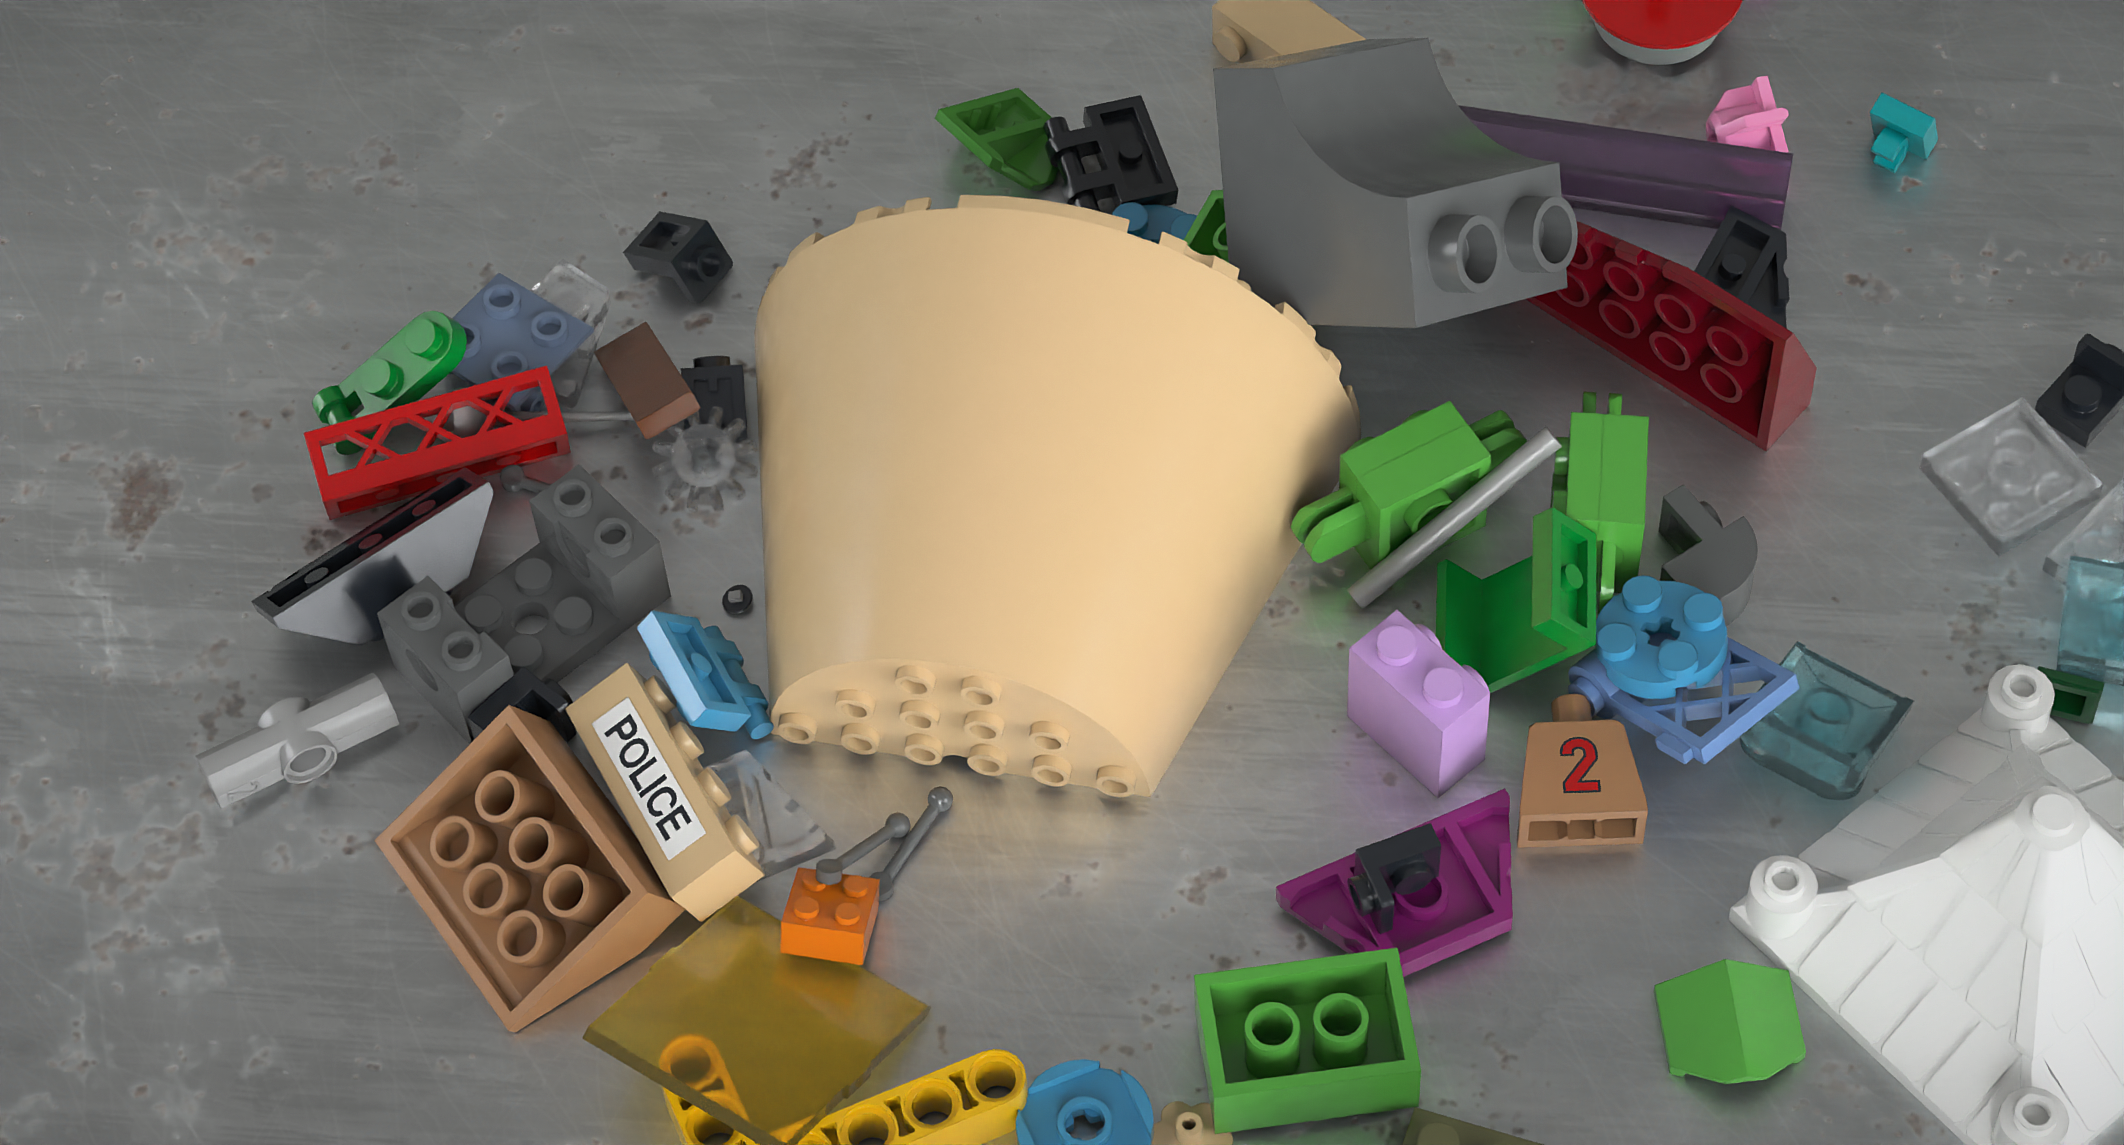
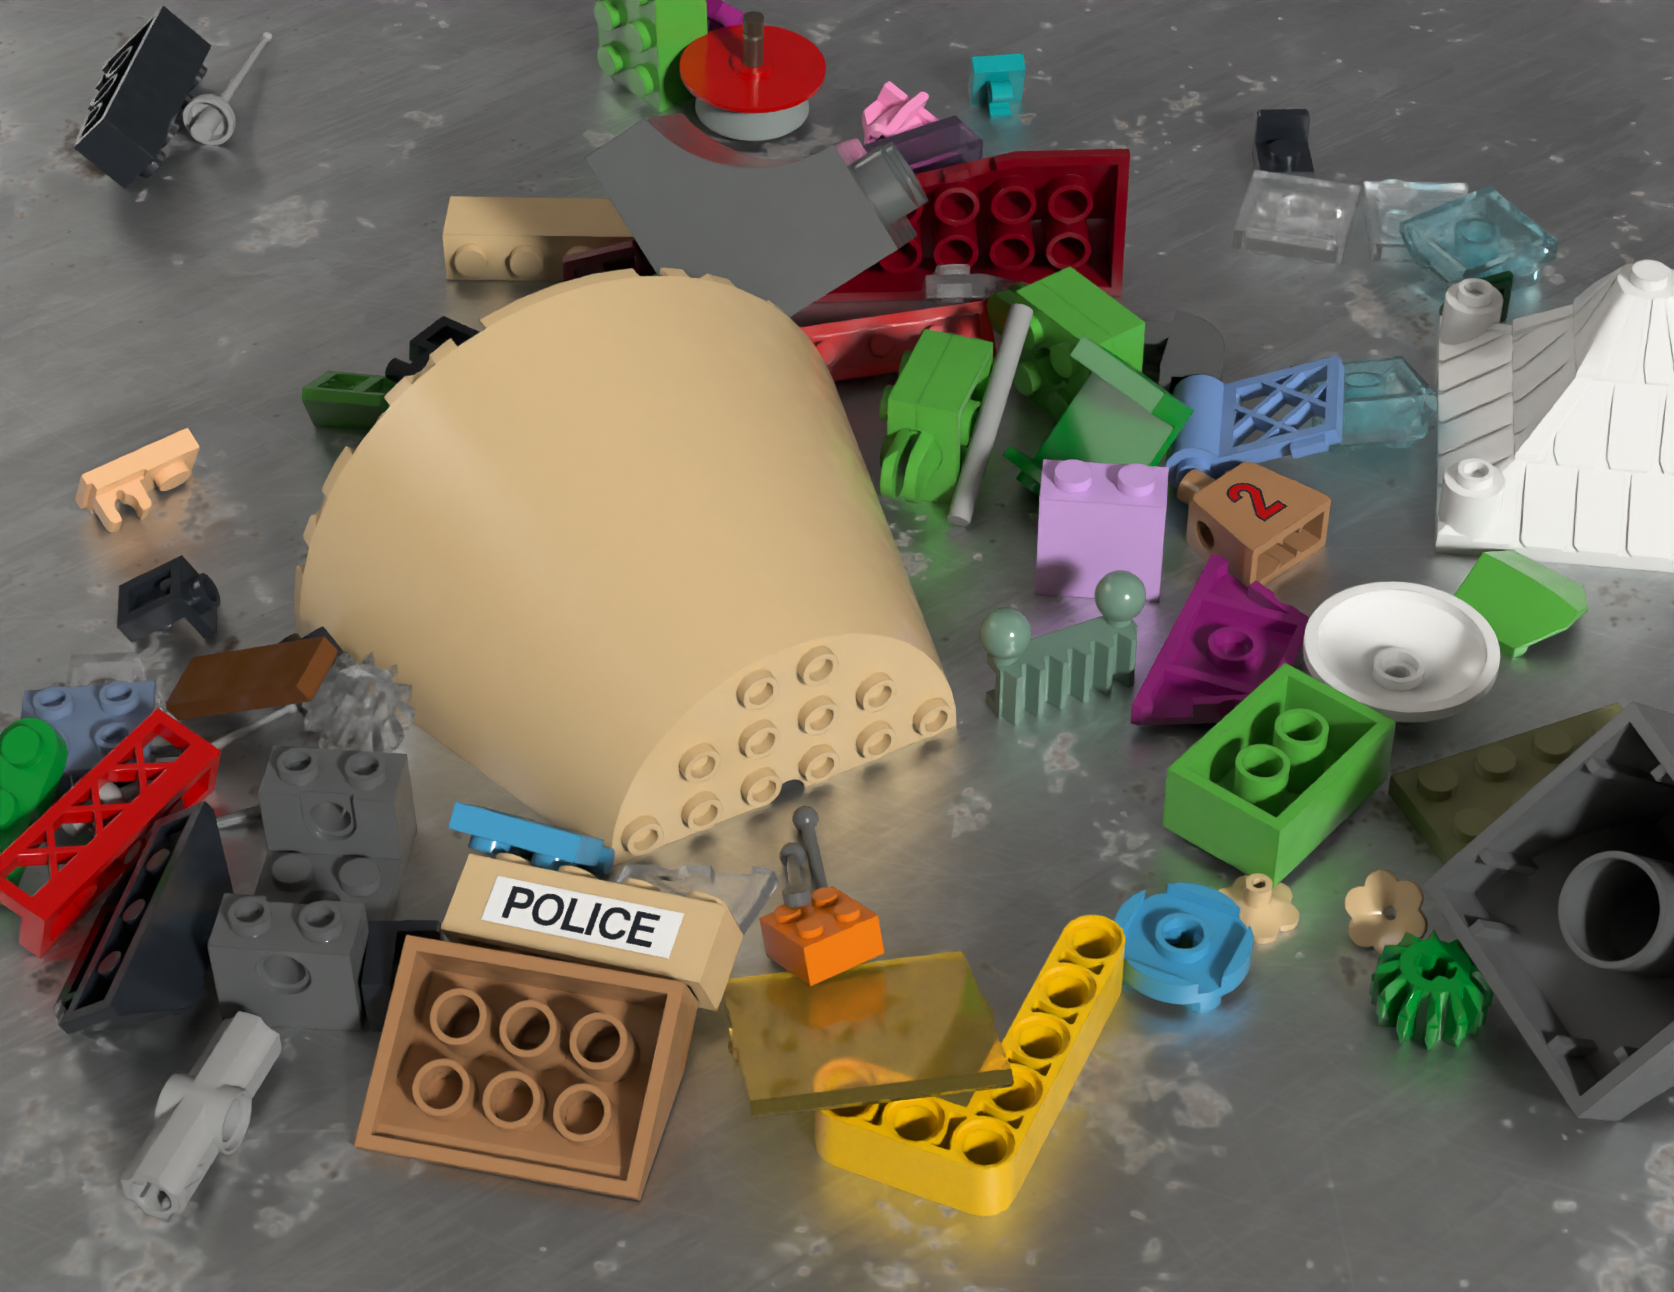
camera: 45 degrees left, 15 degrees down
(737, 599) = (479, 794): black piece -> none
(792, 108) = (128, 478): none -> light nougat plate
(1265, 802) = (1066, 659): none -> sand green gear
(1390, 866) = (1215, 636): black bracket -> none
(1483, 370) = (878, 343): none -> red fence
(1542, 970) = (1403, 650): none -> white dish
(1592, 362) = (955, 285): none -> clear wing
(1661, 607) = (1232, 371): dark azure plate -> none

